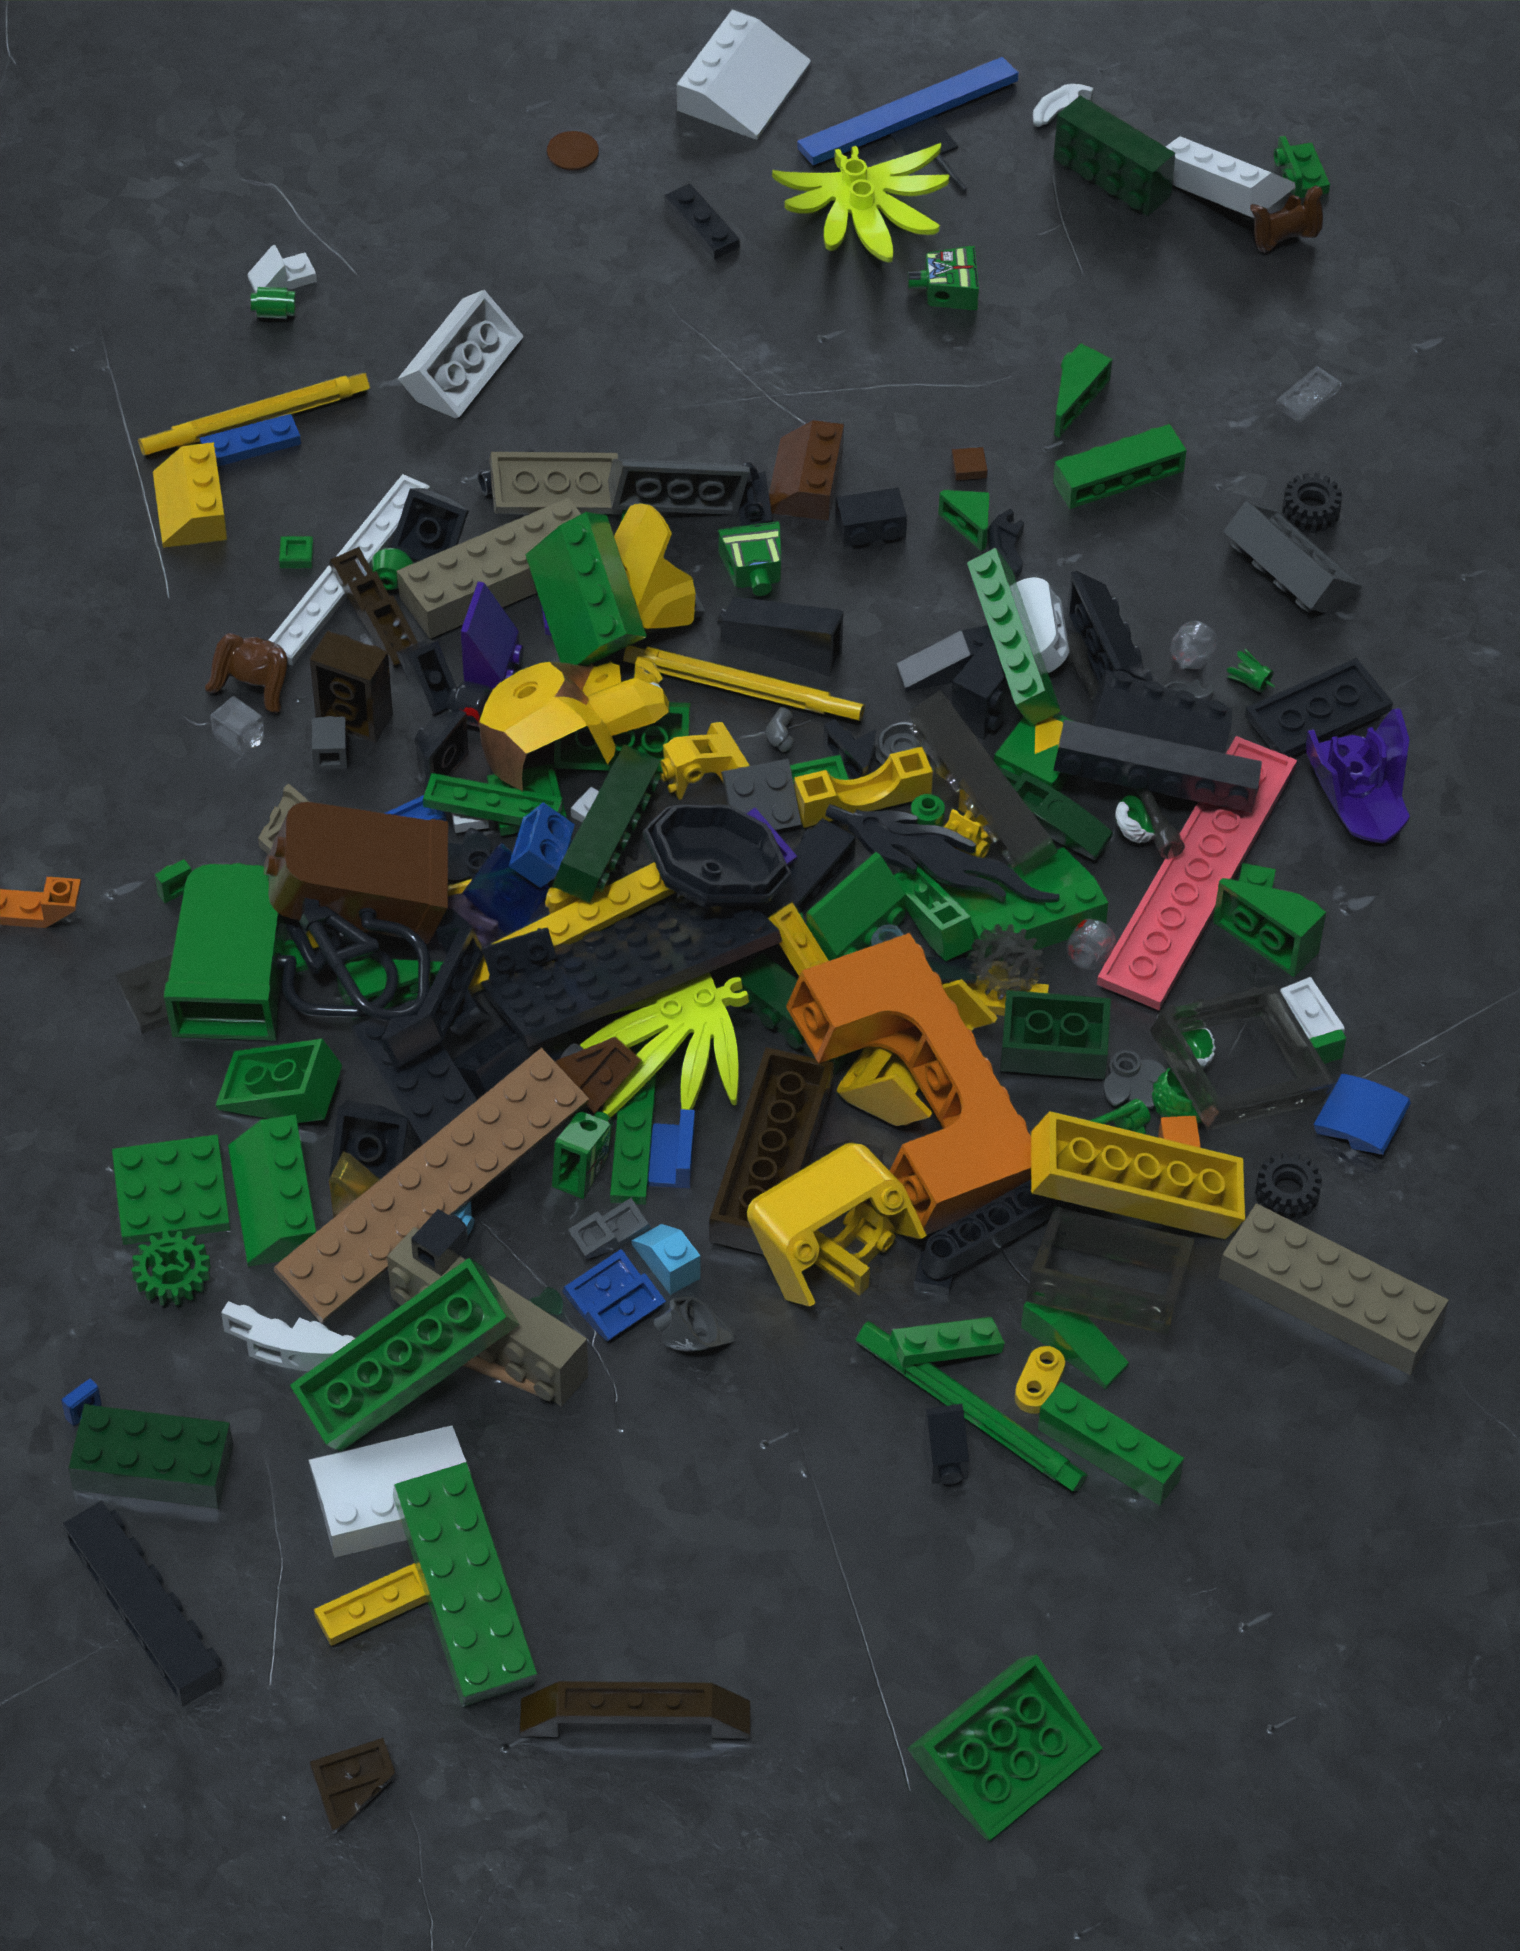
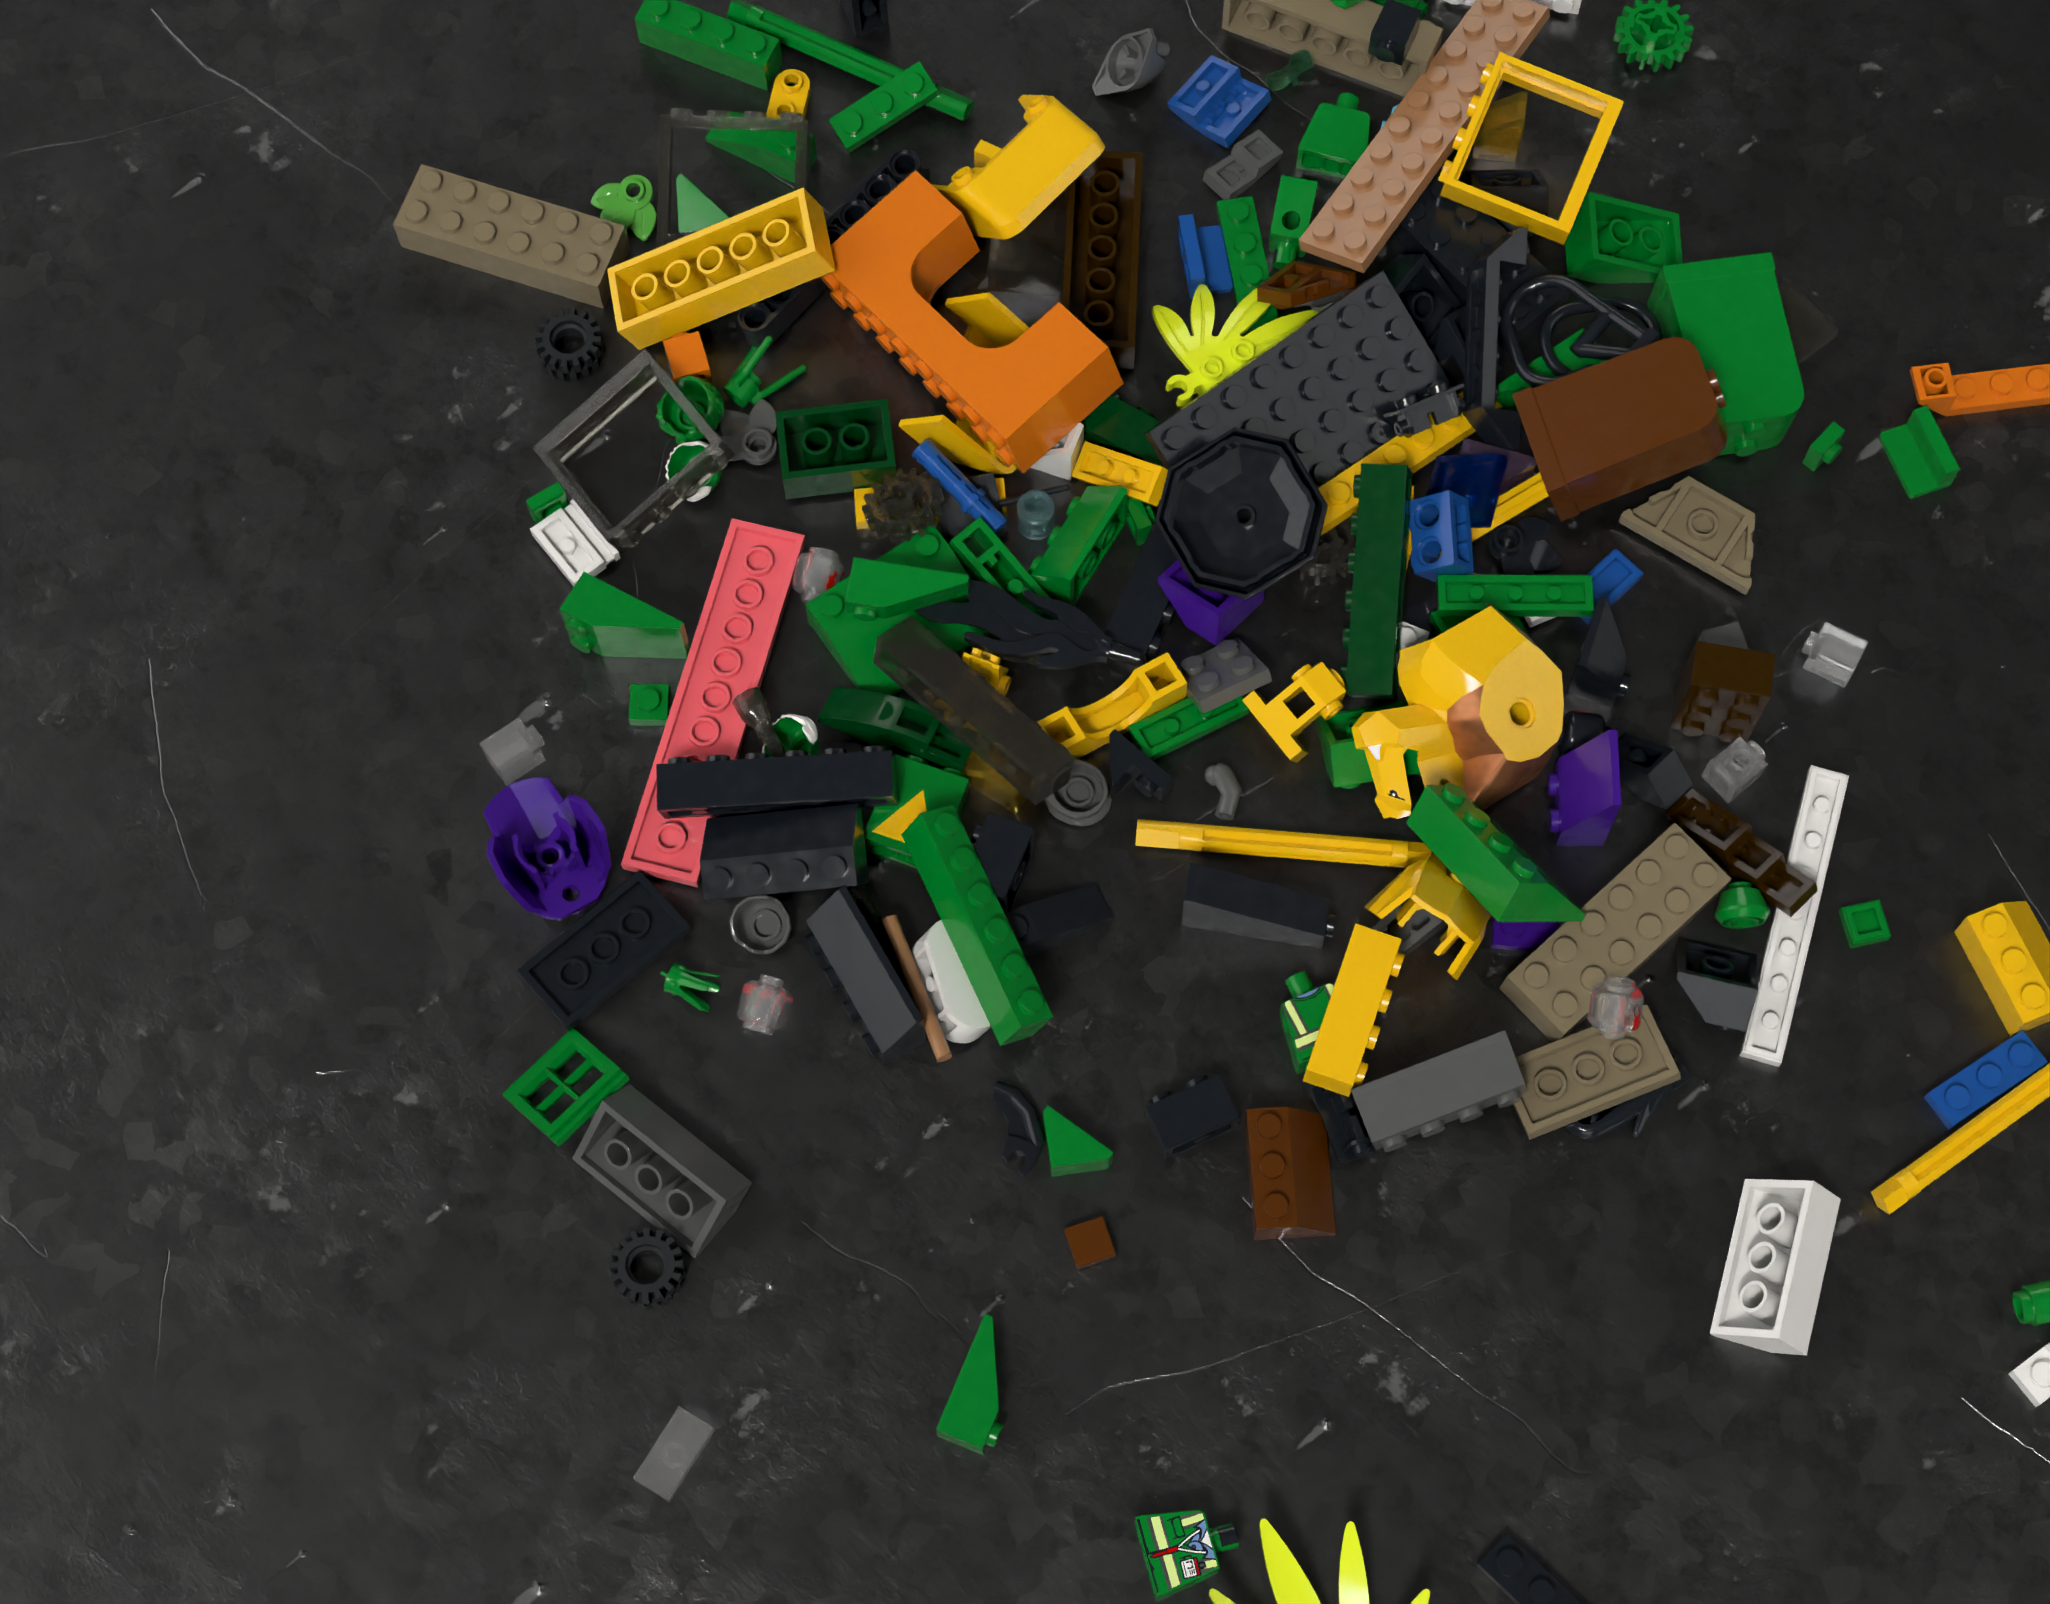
camera: 170 degrees right, 15 degrees up
(94, 864) = (1920, 454): none -> green panel
(170, 1189) = (1687, 122): green plate -> none
(252, 662) = (1845, 729): reddish brown hair -> none
(271, 1190) = (1571, 131): green slope -> none
(303, 1094) = (1555, 88): none -> yellow window
(514, 1227) = (1334, 138): none -> green torso
(525, 493) = (1615, 1007): none -> clear head
(669, 1256) = (1177, 142): medium azure slope -> none
(729, 531) = (1353, 1009): none -> yellow brick
(929, 810) = (1029, 690): green brick -> none
(933, 946) = (953, 481): none -> blue pin
(1026, 871) = (895, 589): none -> green slope
(1069, 621) = (917, 988): none -> medium nougat bar
(1119, 466) = (899, 1269): green brick -> none
(1143, 1232) = (695, 207): none -> green slope
(1217, 1306) = (625, 210): none -> bright green plate
(1346, 594) = (584, 1105): none -> green piece
(1362, 1113) = (501, 441): blue slope -> none
(1379, 860) = (513, 750): none -> clear brick

